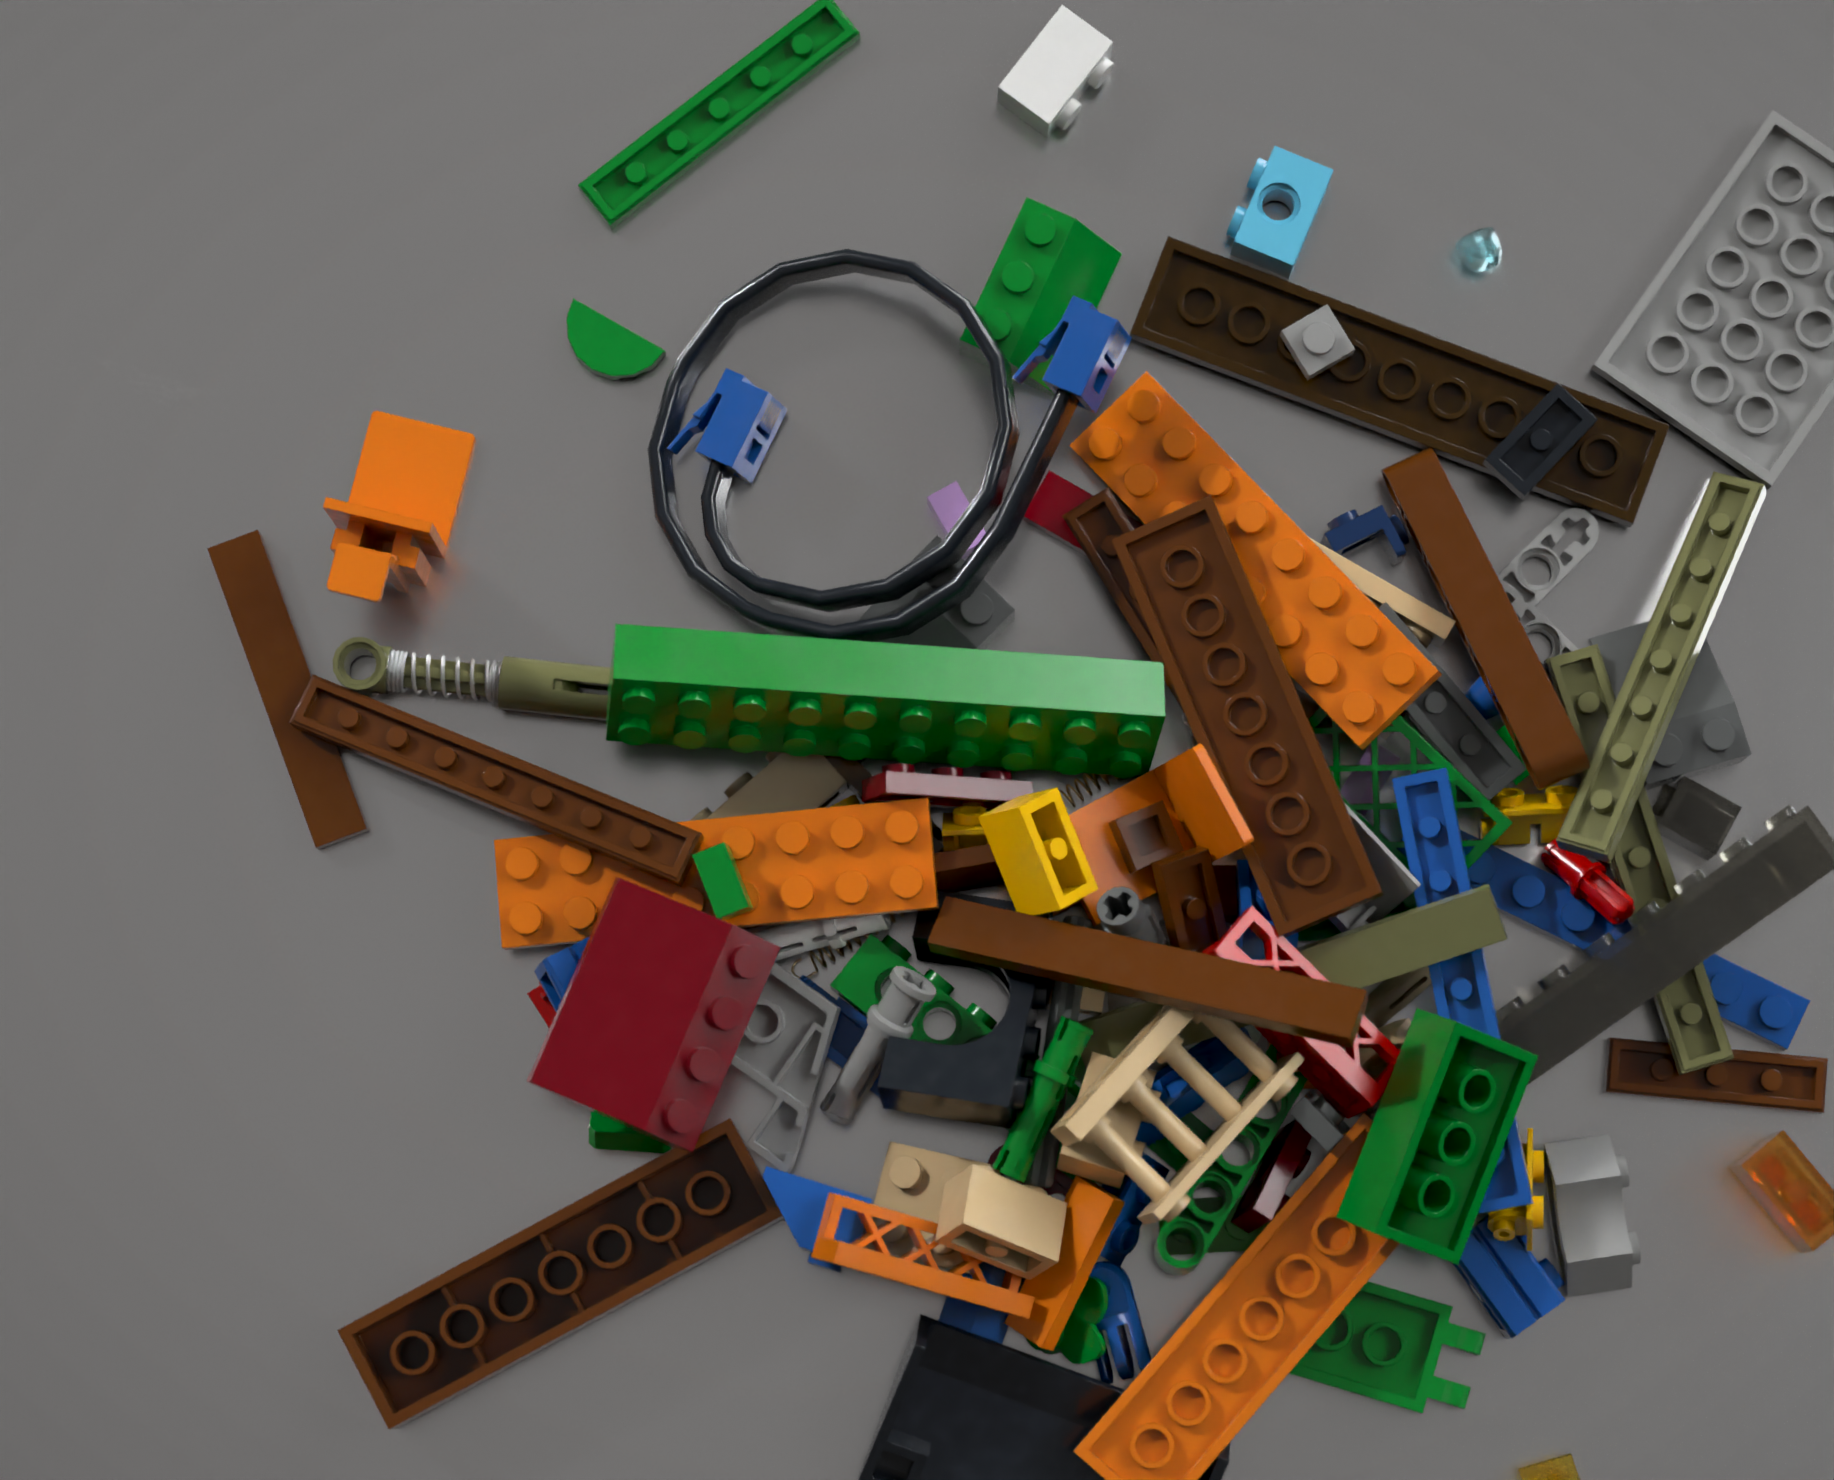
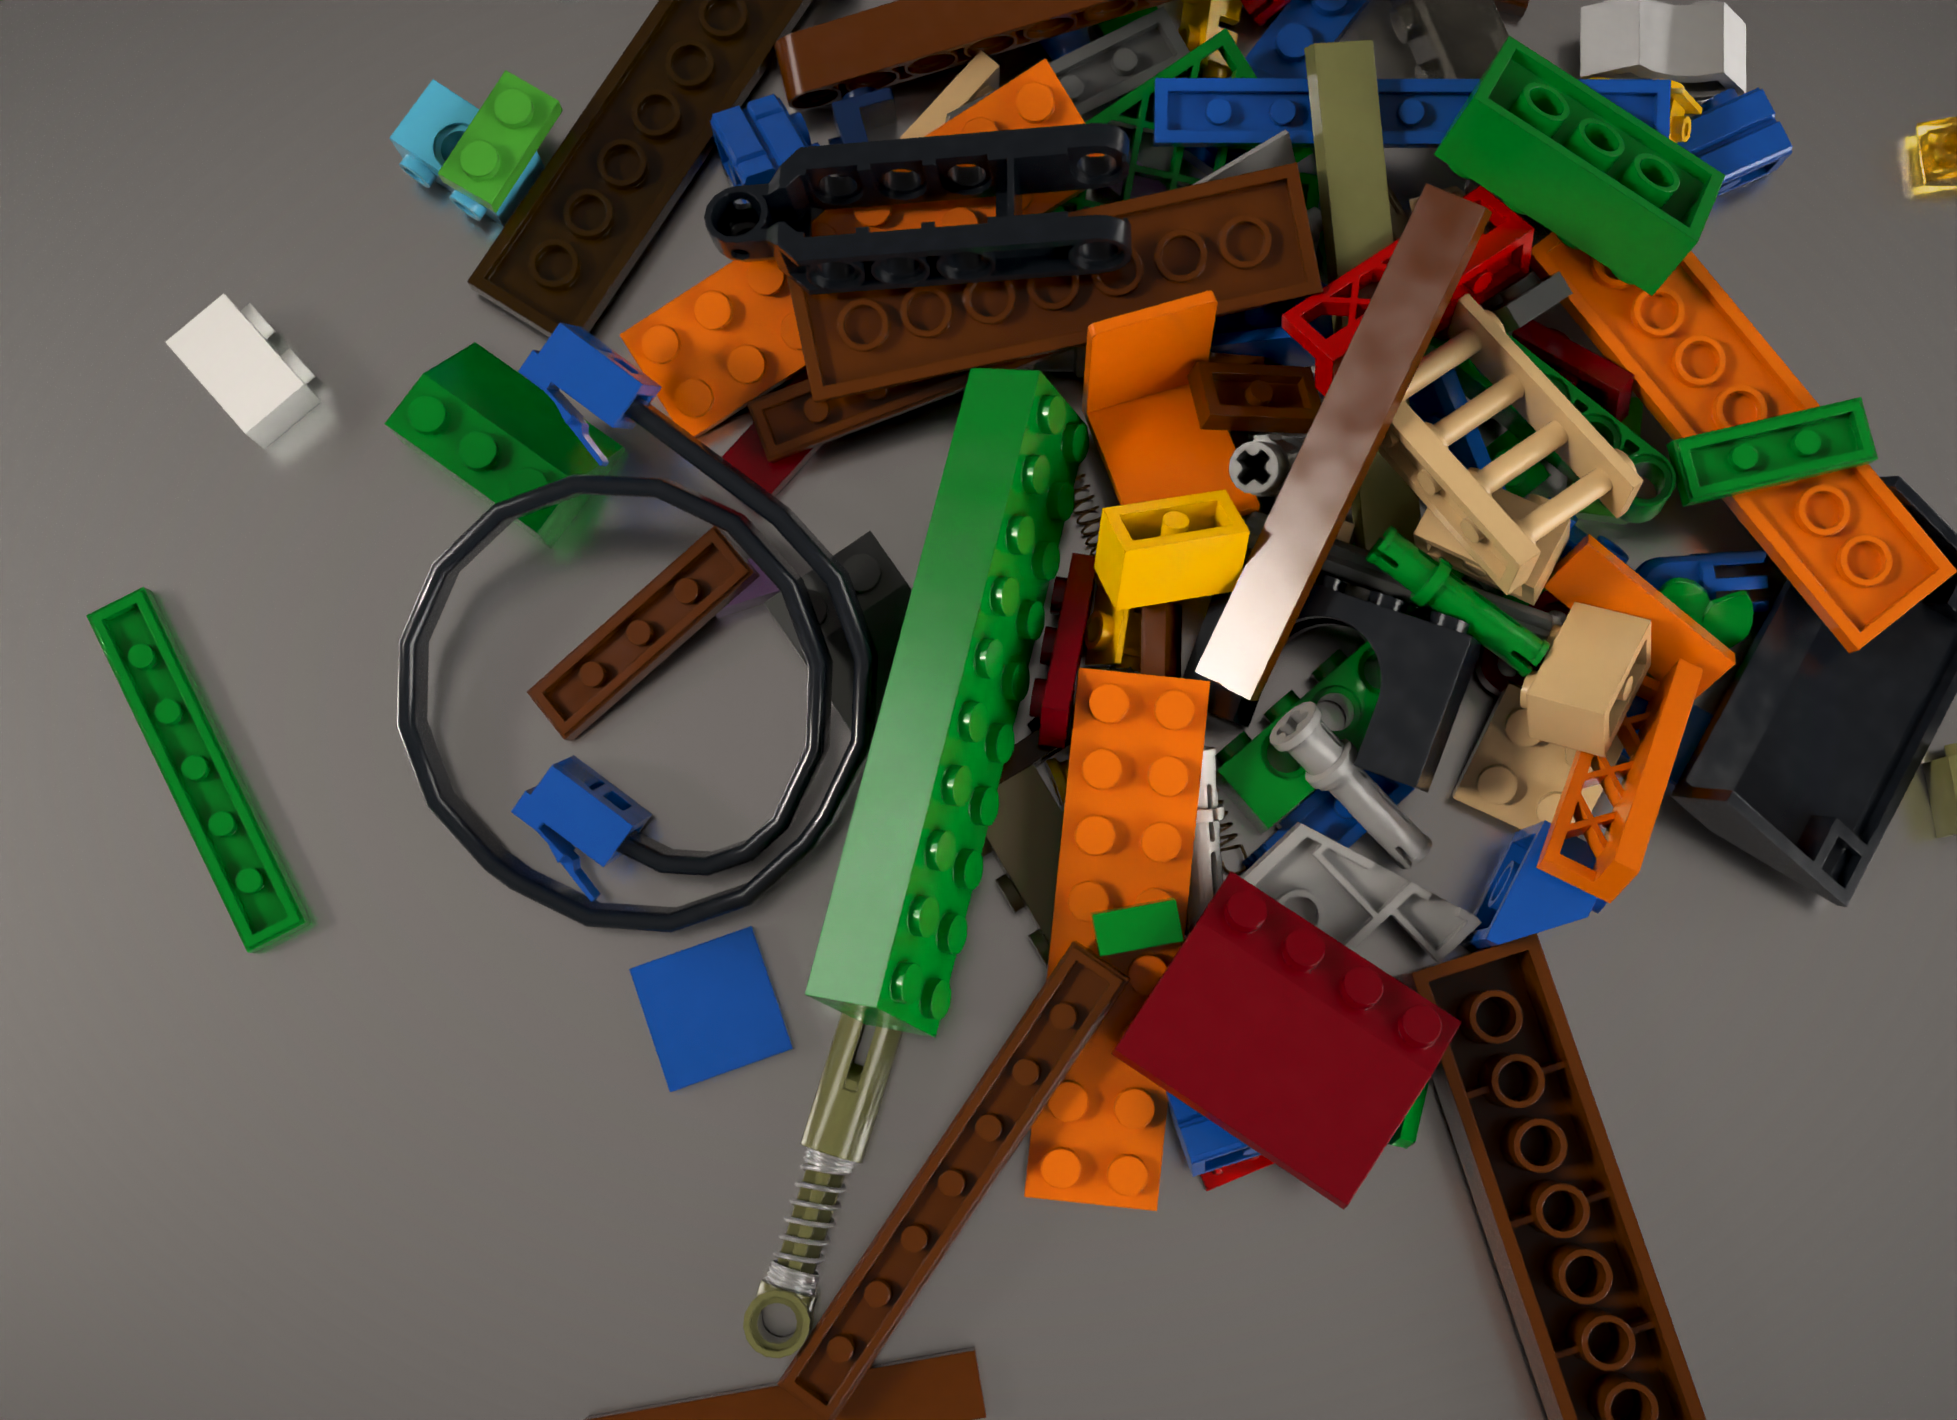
camera: 80 degrees left, 0 degrees up
(397, 506) = (591, 1241): orange piece -> none
(601, 564) = (711, 1008): none -> blue tile
(608, 346) = (451, 952): green tile -> none
(893, 440) = (643, 633): none -> reddish brown tile
(1146, 836) = (1166, 431): reddish brown tile -> none
(1227, 1347) = (1772, 451): none -> green tile
(1252, 480) = (1005, 248): none -> black piece
(1287, 237) = (500, 141): none -> bright green plate
(1317, 342) = (628, 139): light grey plate -> none
(1319, 462) = (757, 139): none -> blue brick
(1389, 1349) = (1781, 280): green tile -> none

